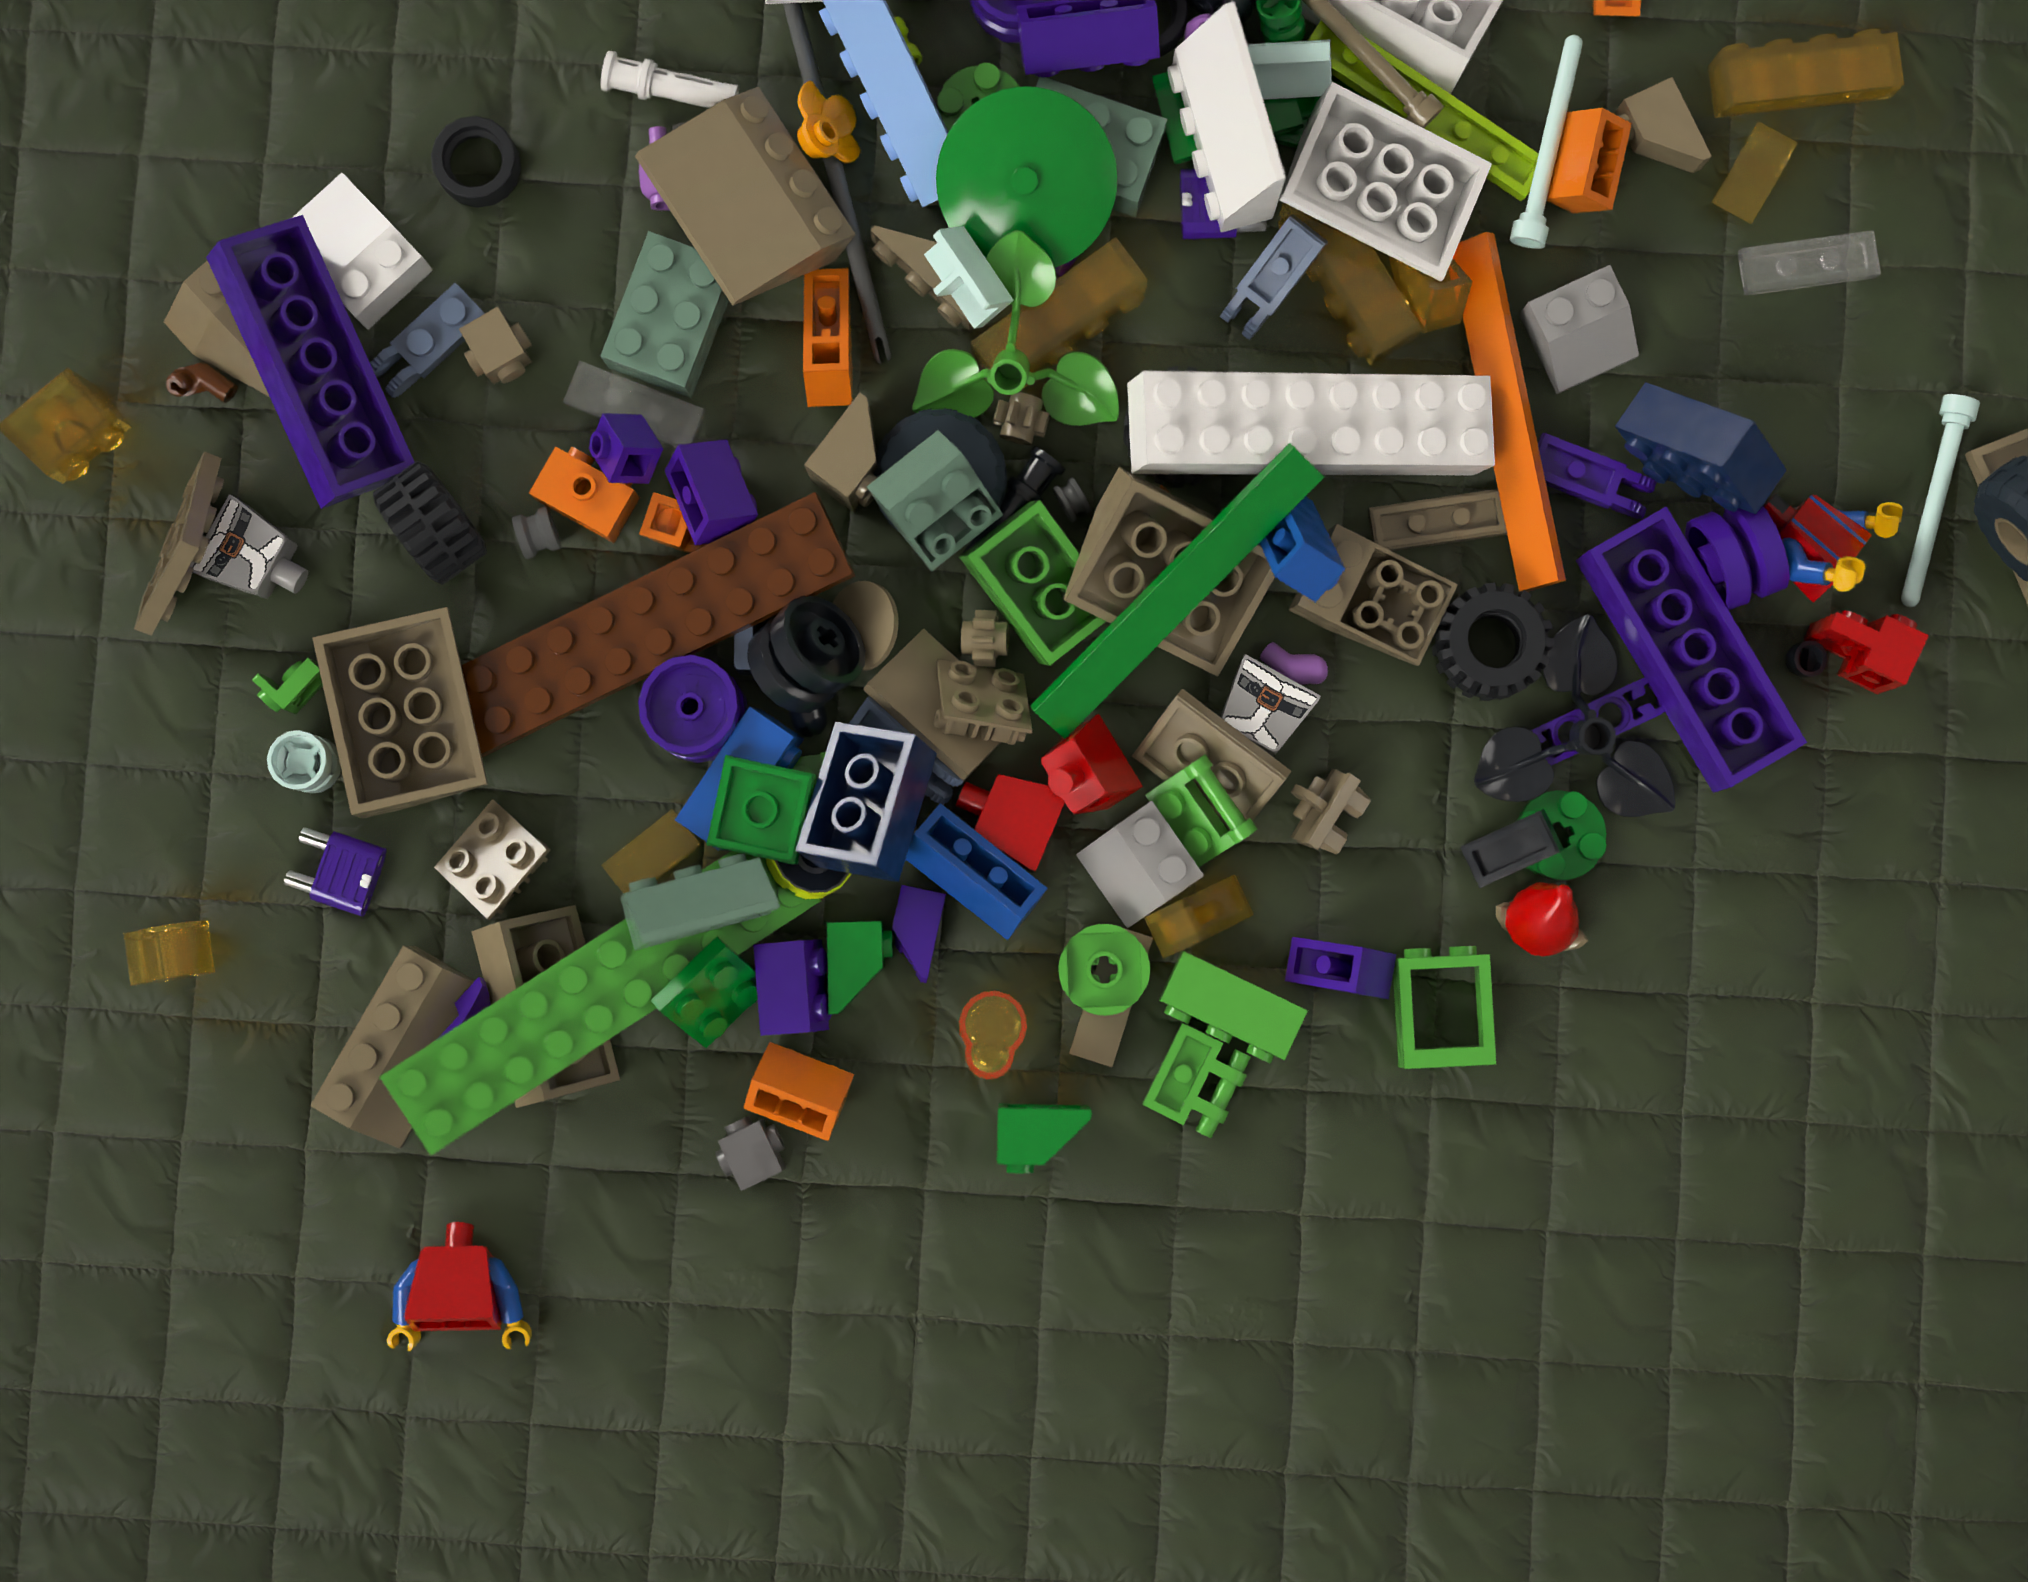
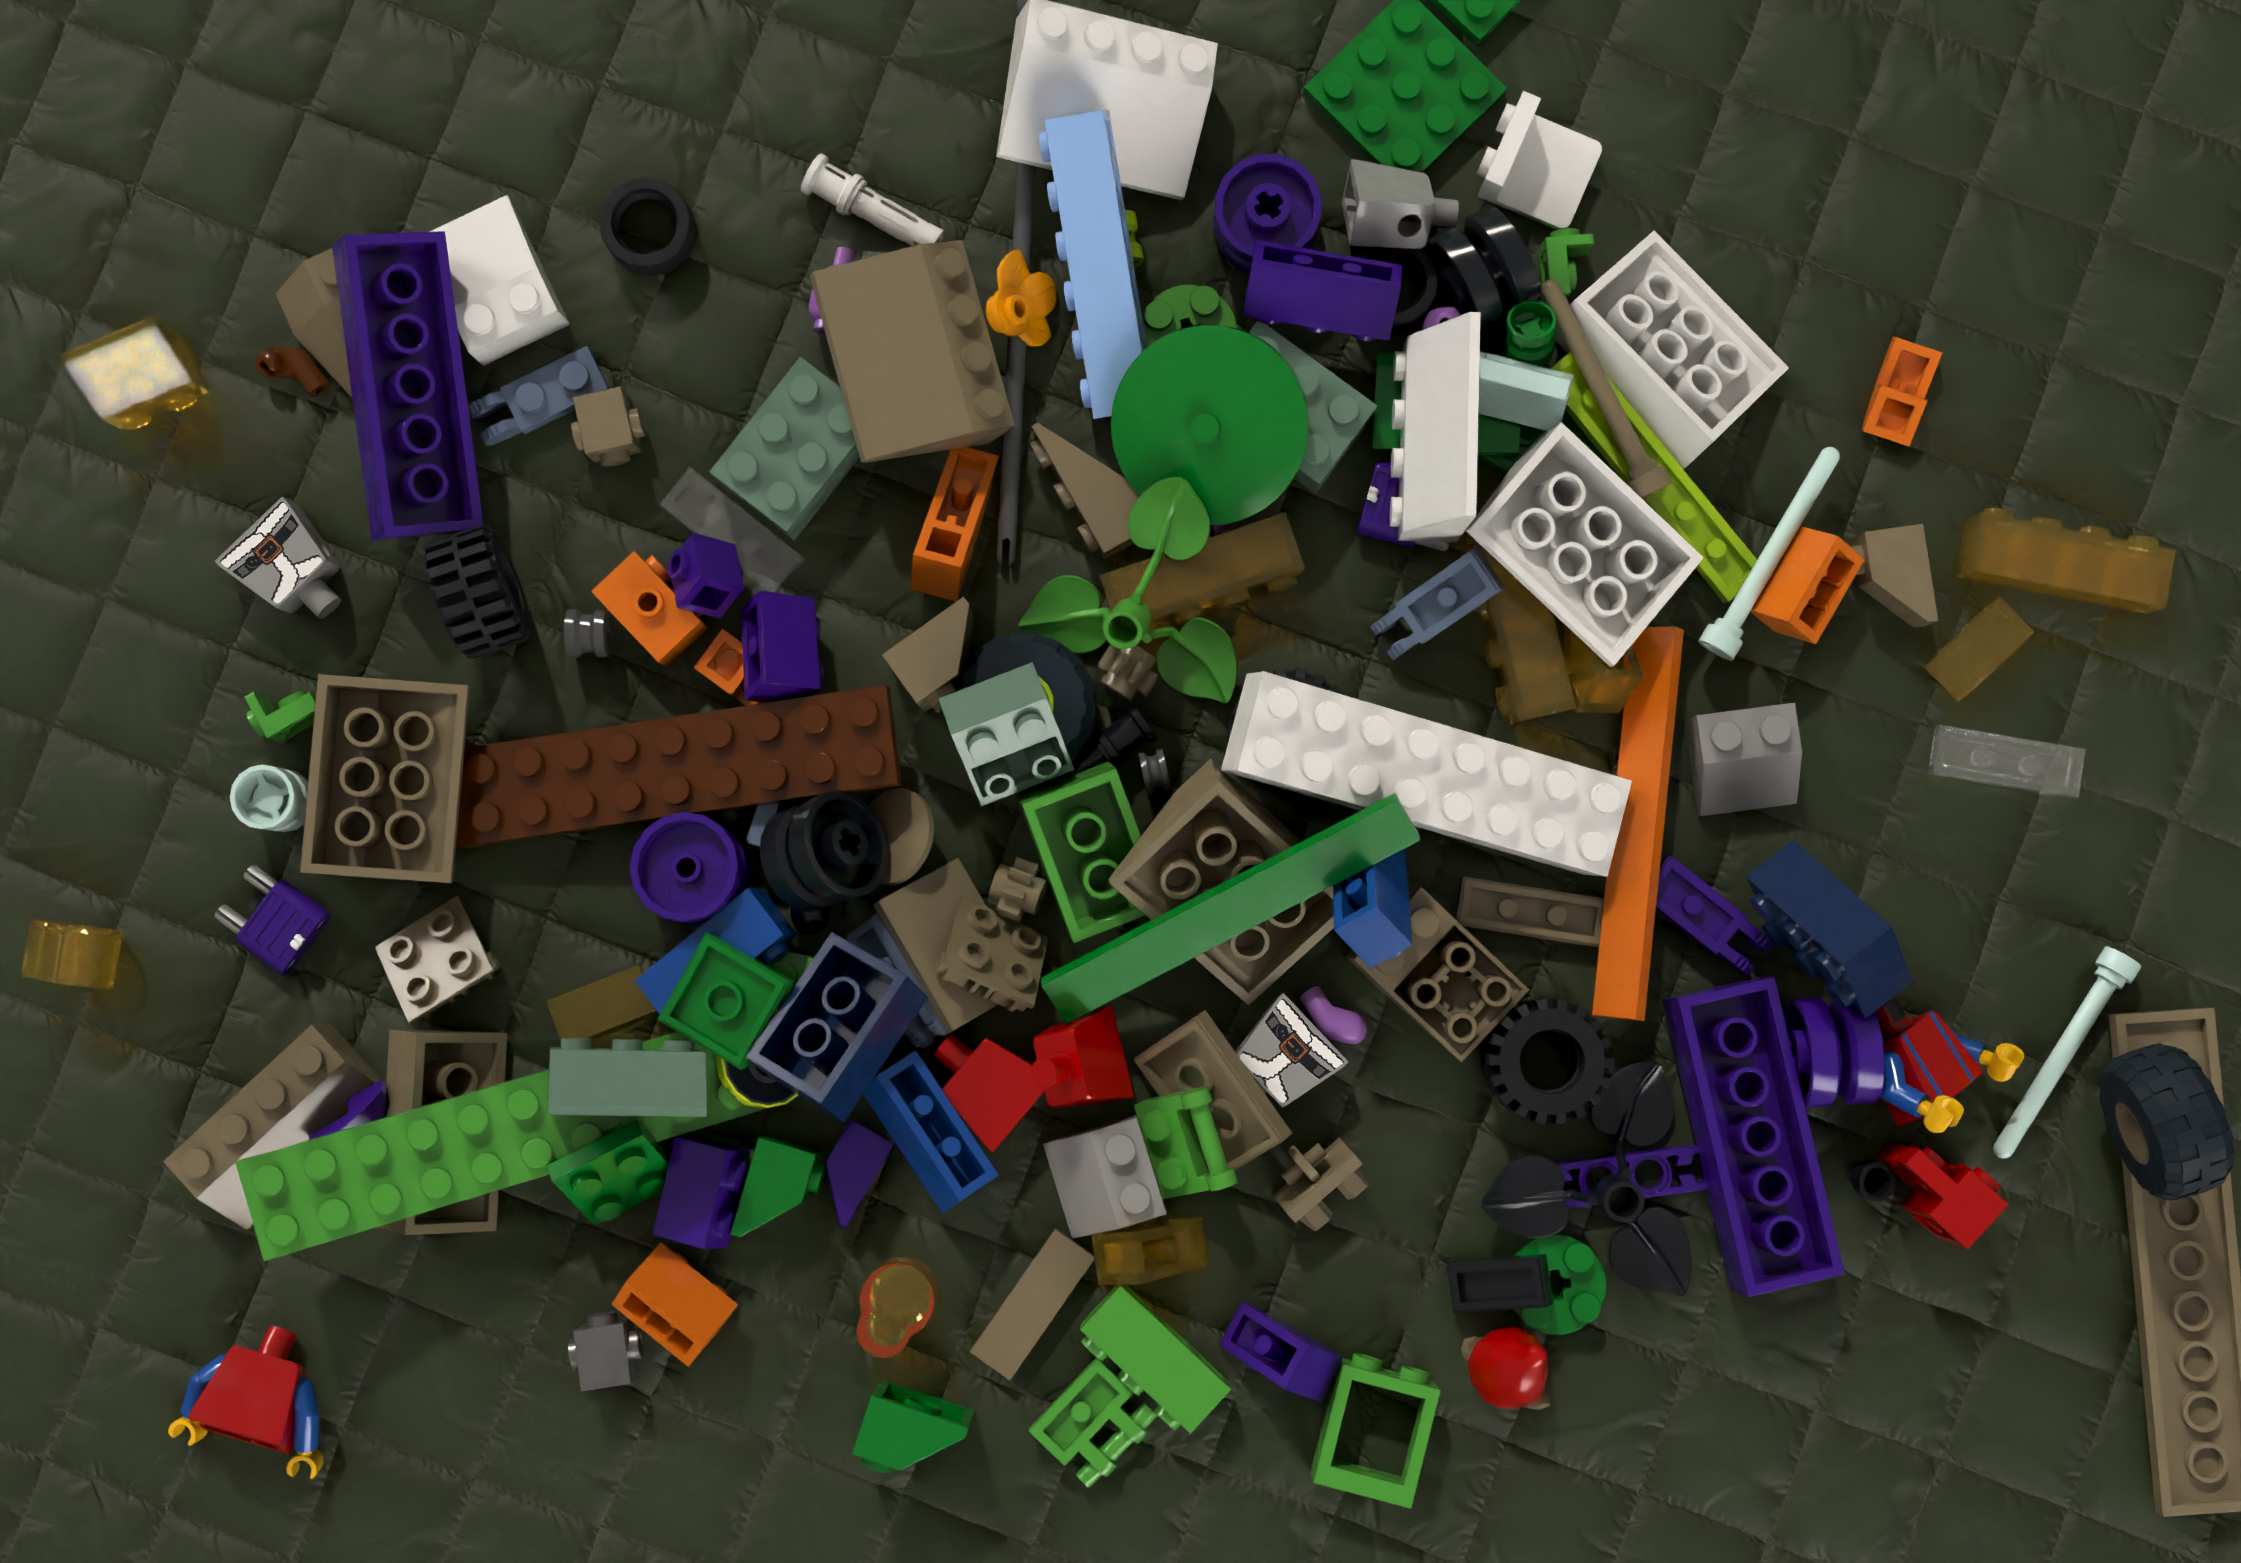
camera: 20 degrees right, 0 degrees up
(182, 545) = (218, 534): dark tan plate -> none
(967, 276) = (1115, 507): light aqua panel -> none
(1122, 950) = (1047, 1302): bright green plate -> none

